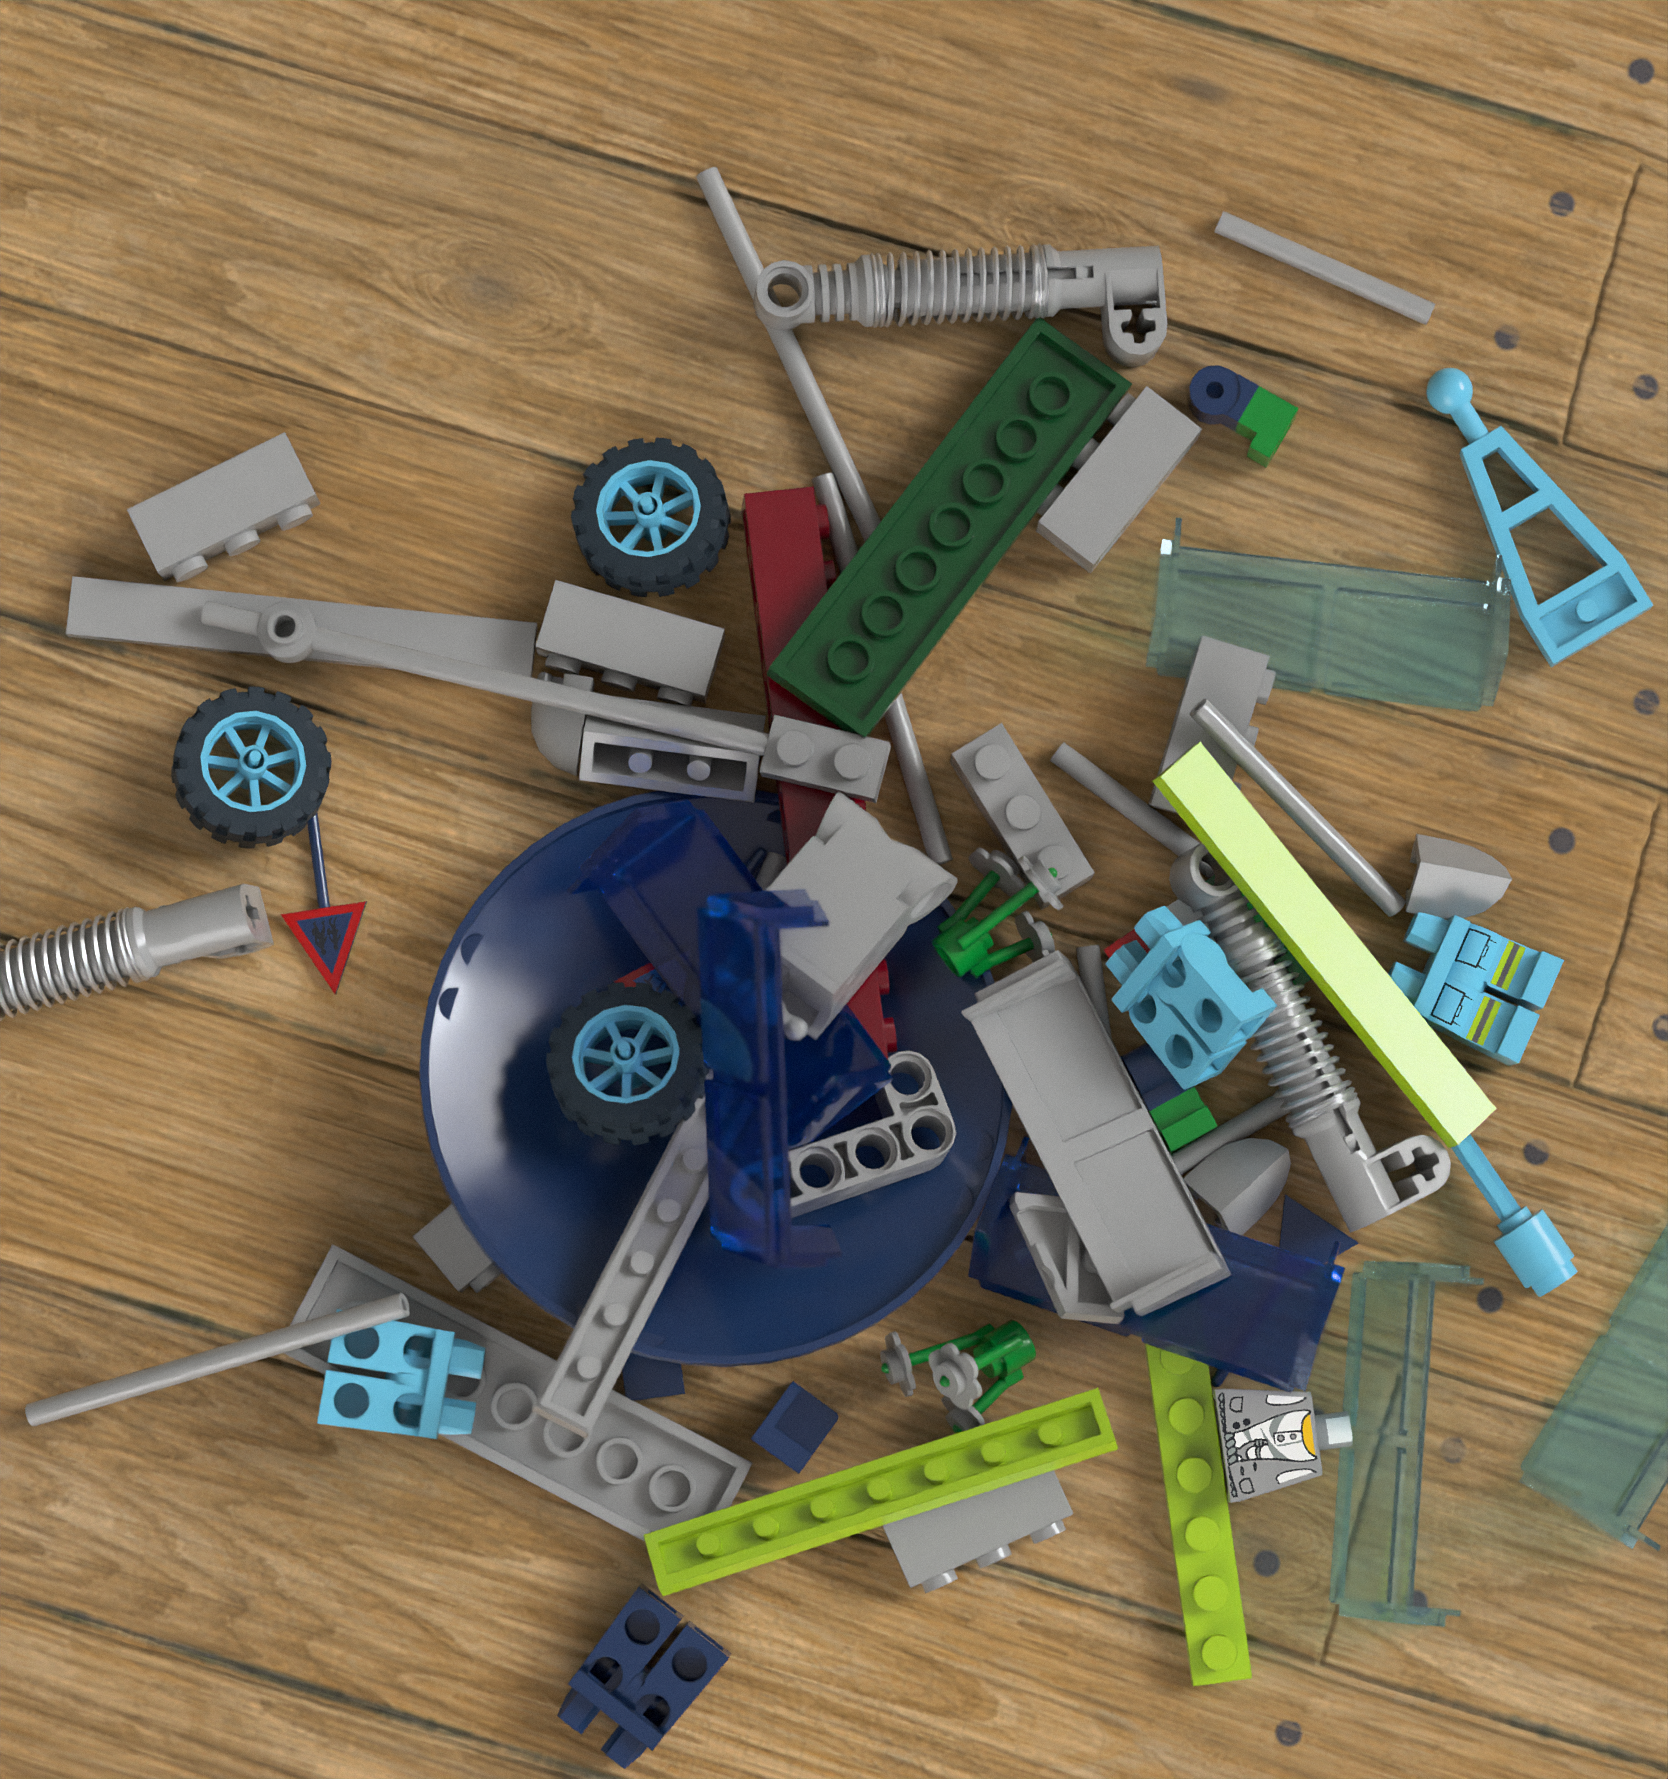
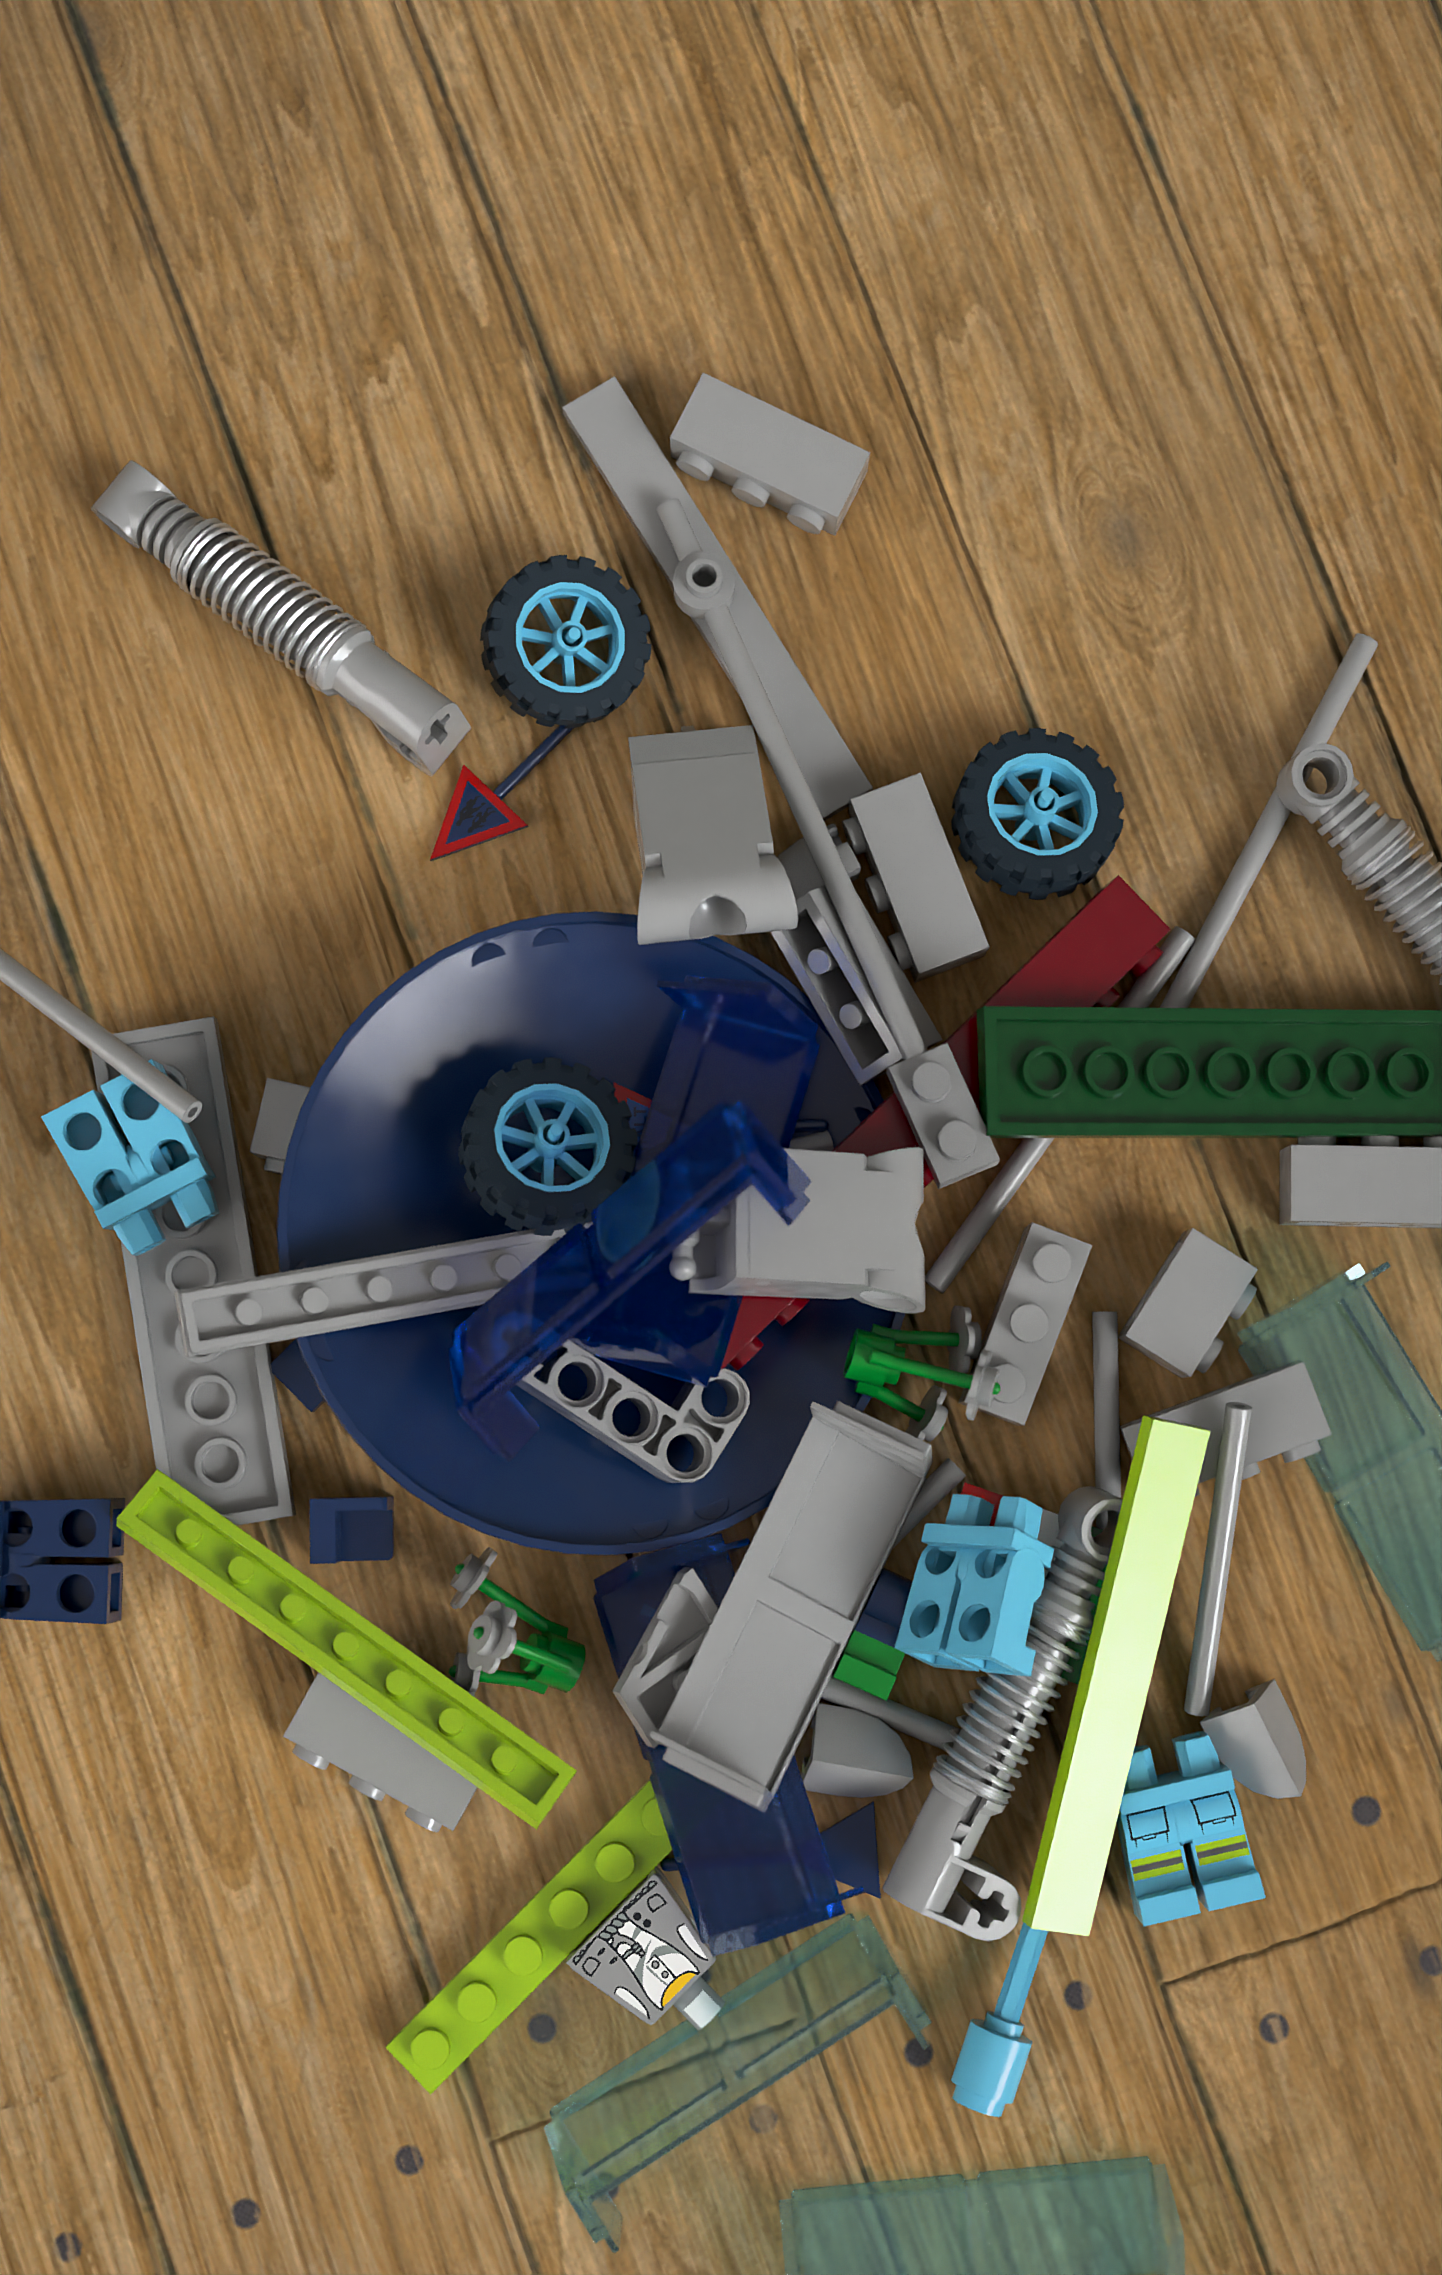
camera: 55 degrees right, 0 degrees up
(482, 774) = (705, 838): none -> light grey piece
(1098, 685) = (1190, 1304): none -> light grey piece

